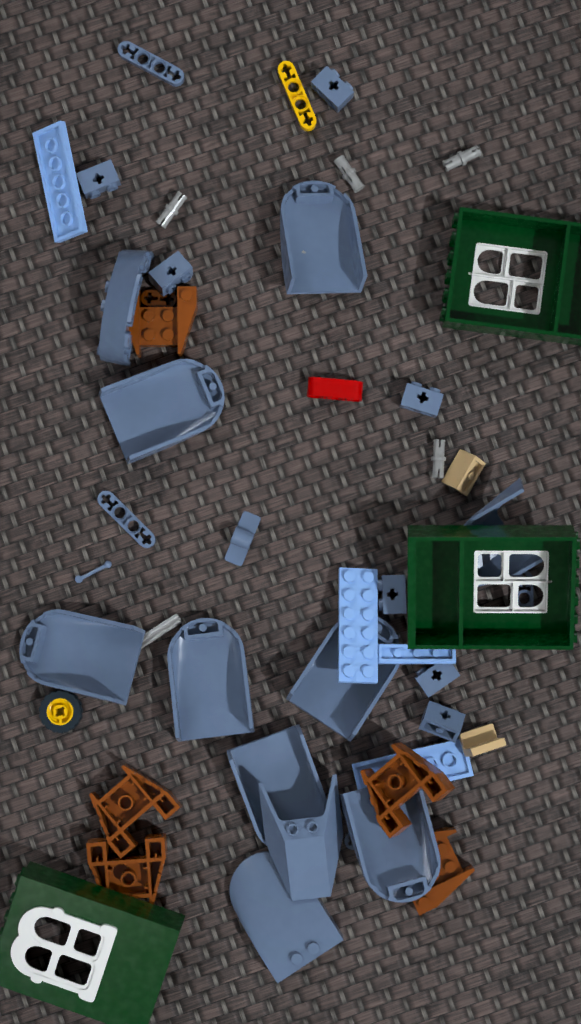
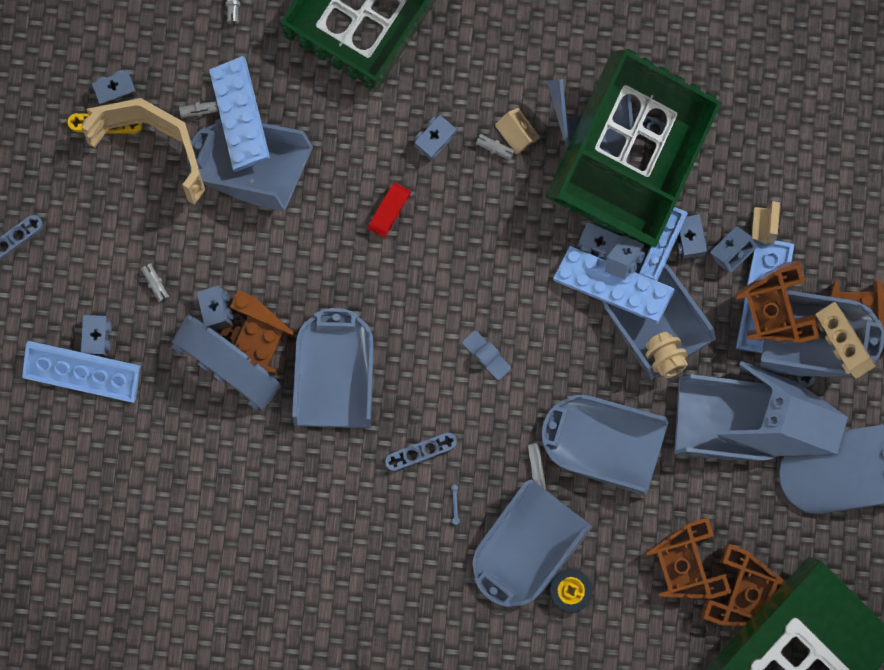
camera: 70 degrees left, 5 degrees down
(296, 90) = (141, 111): none -> tan panel
(310, 705) = (665, 353): none -> tan piece
(359, 211) = (239, 114): none -> light blue plate
(383, 888) = (860, 361): none -> tan brick
(386, 624) = (624, 257): none -> sand blue brick

